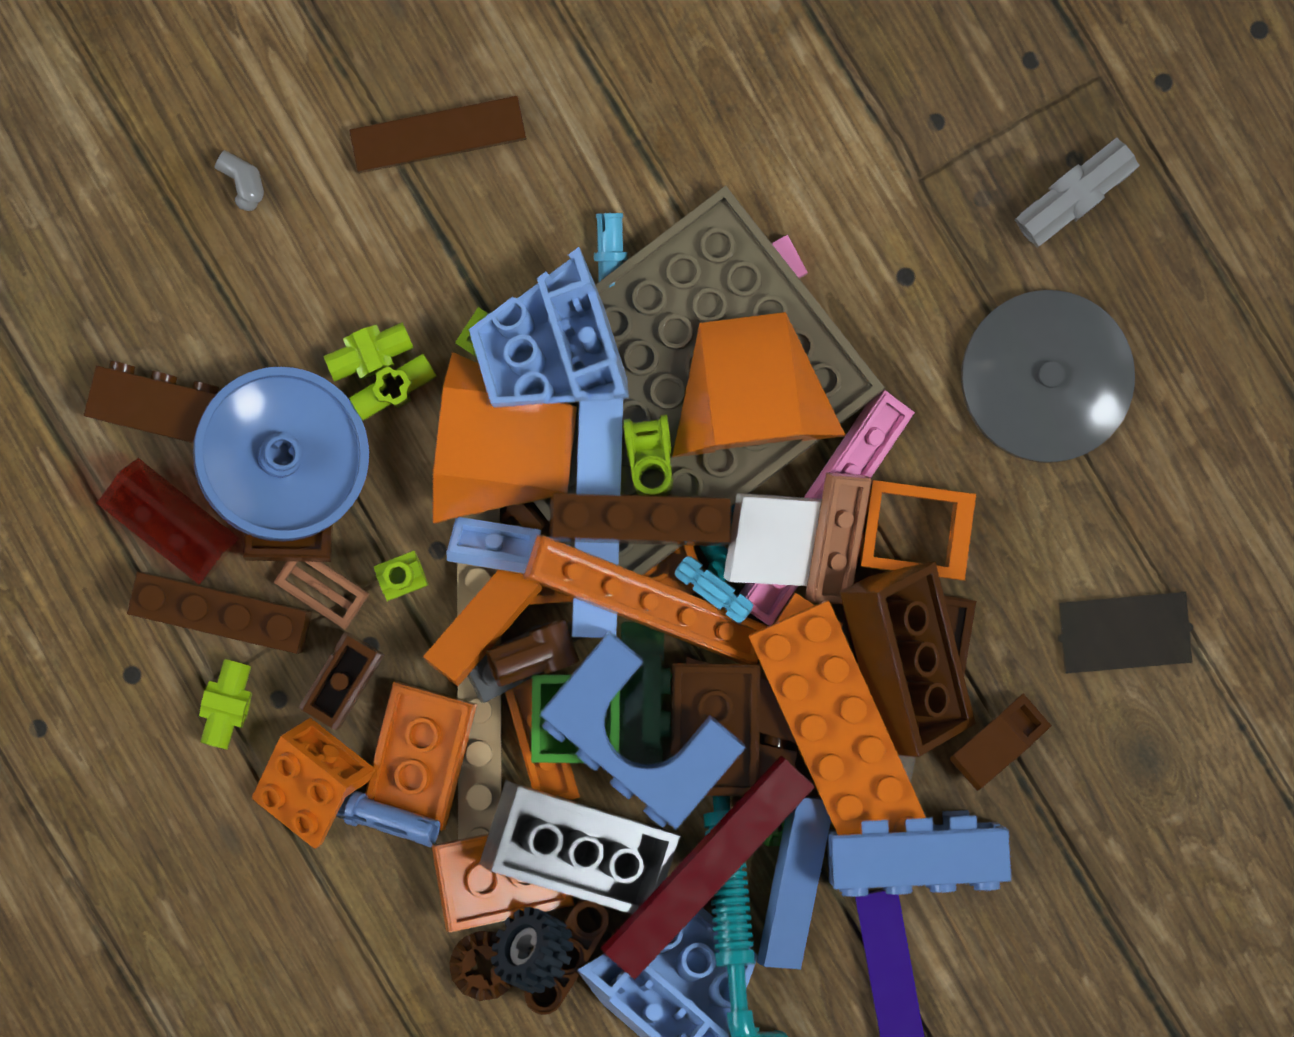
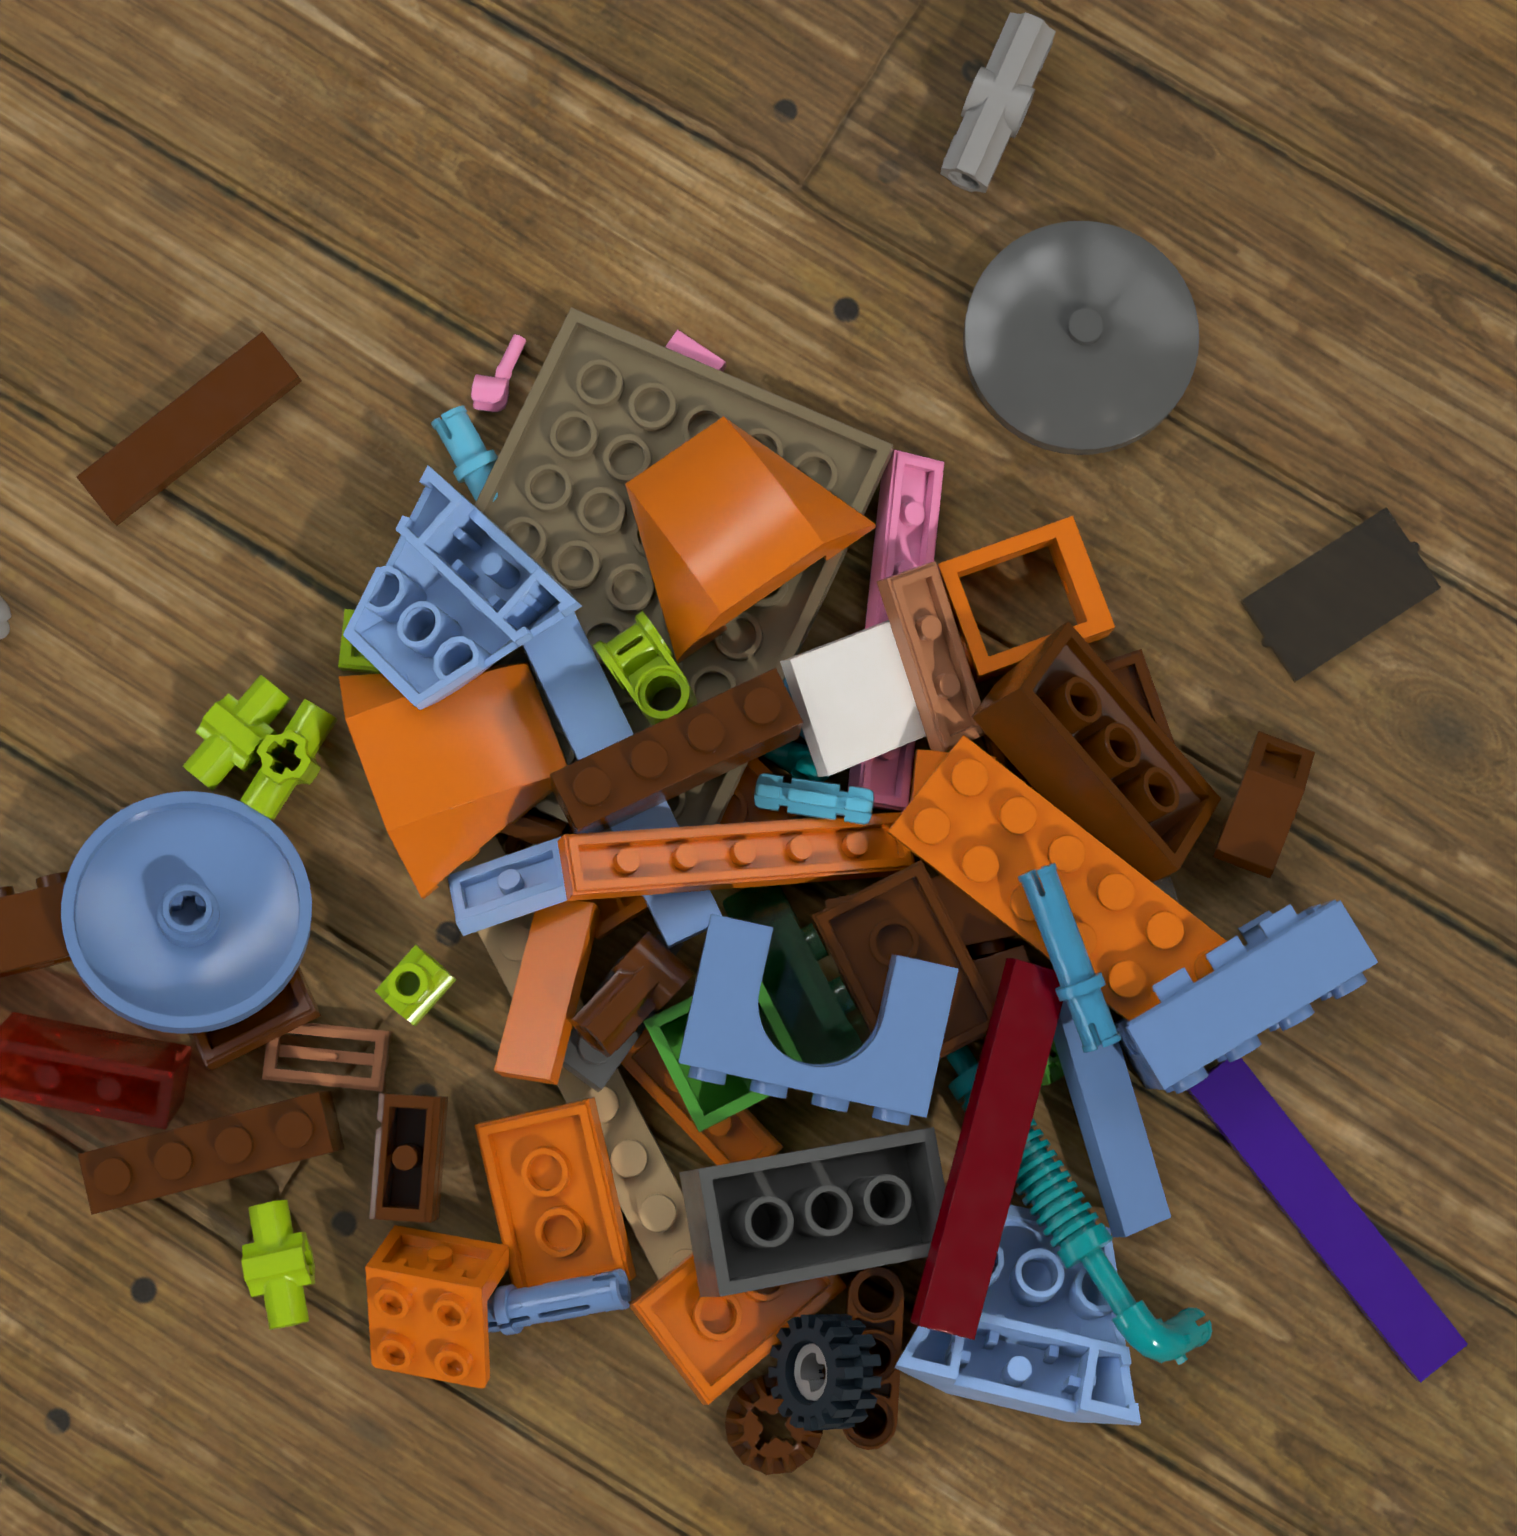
camera: 30 degrees left, 5 degrees down
(645, 213) = (492, 392): none -> bright pink hand
(819, 776) = (1069, 958): none -> dark azure pin

